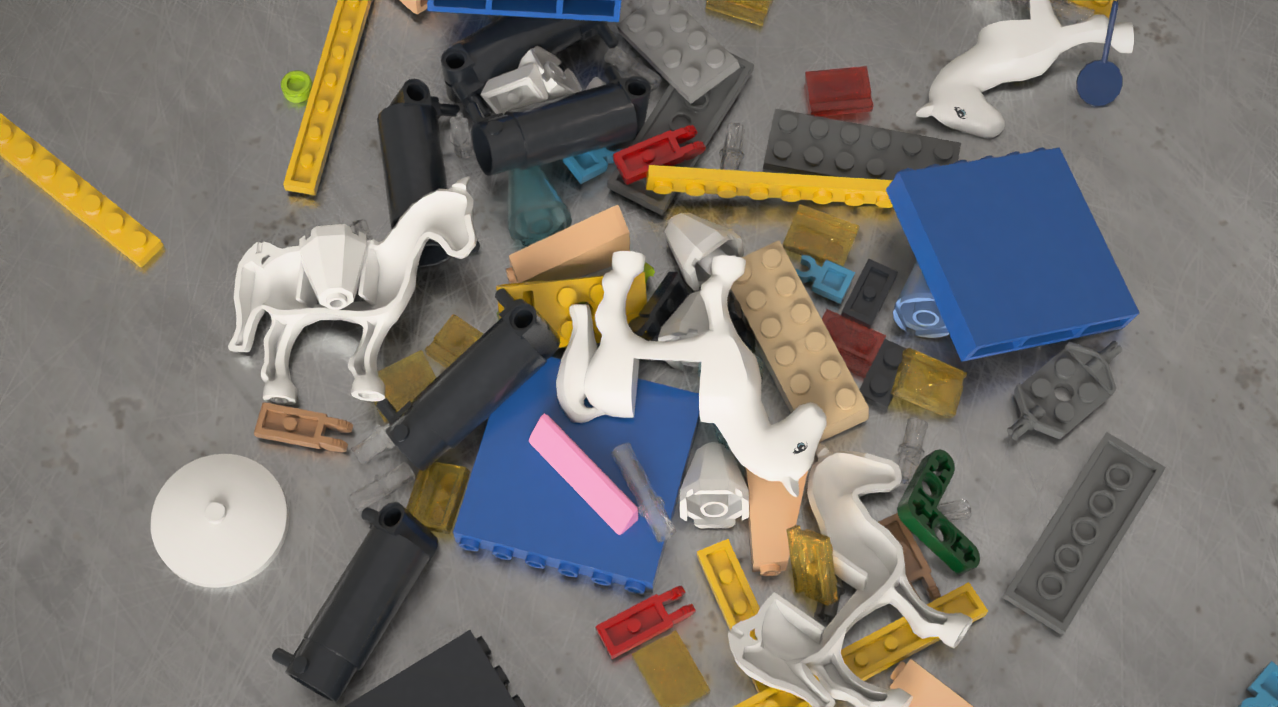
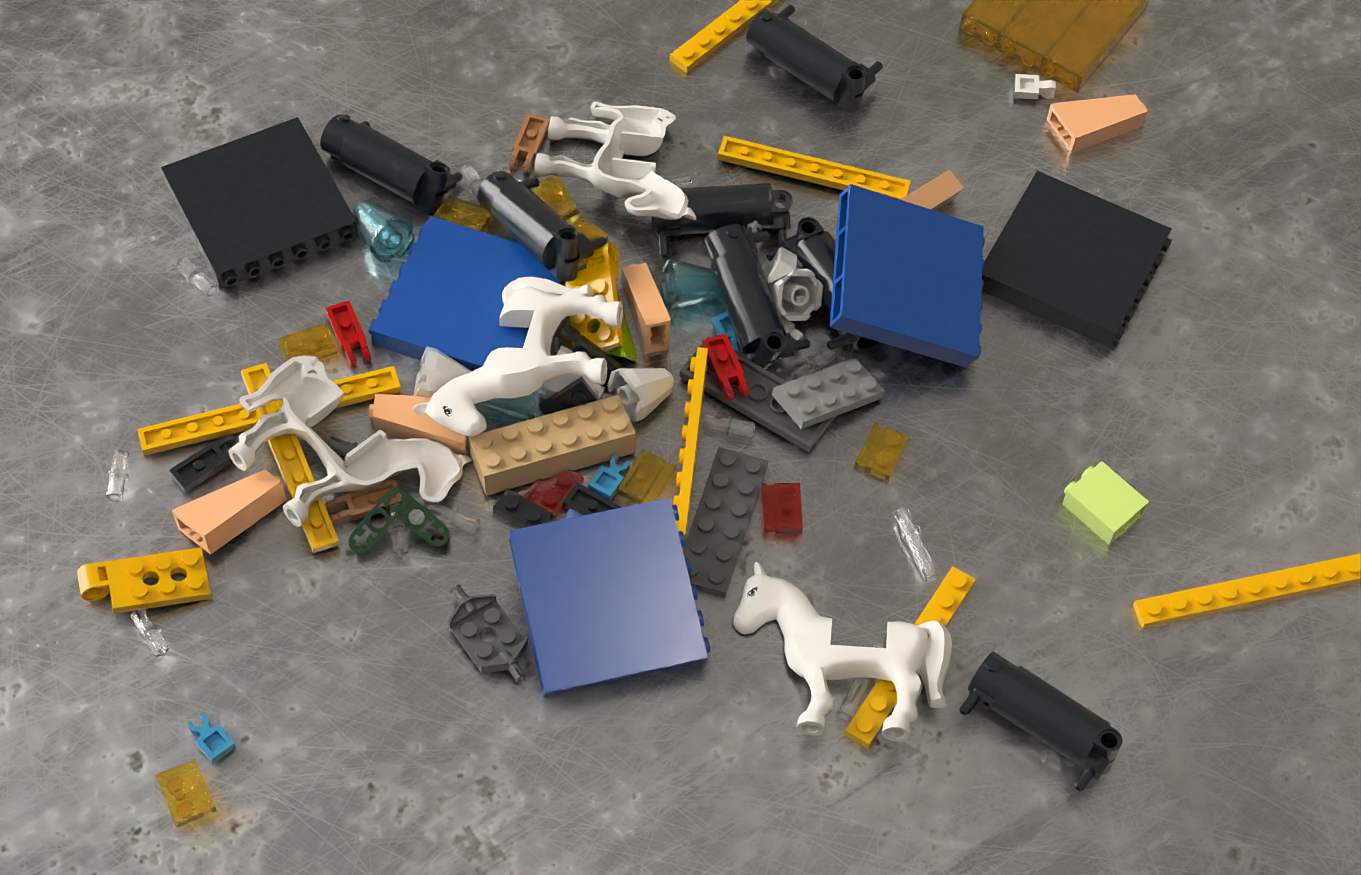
camera: 90 degrees right, 10 degrees down
(151, 86) = (811, 59): none -> black piece
(219, 520) = (468, 97): white dish -> none
(296, 86) = (813, 149): lime tile -> none
(333, 263) = (636, 142): white cone -> none
(472, 599) = (383, 230): none -> clear light blue cone
(583, 475) = (459, 293): bright pink slope -> none
(650, 504) = (409, 332): clear pin -> none
(812, 565) = (363, 426): clear yellow plate -> none
(929, 383) = (496, 544): clear yellow plate -> none
(1084, 533) = (367, 630): dark grey plate -> none
(1101, 79) = (778, 706): dark blue piece -> none

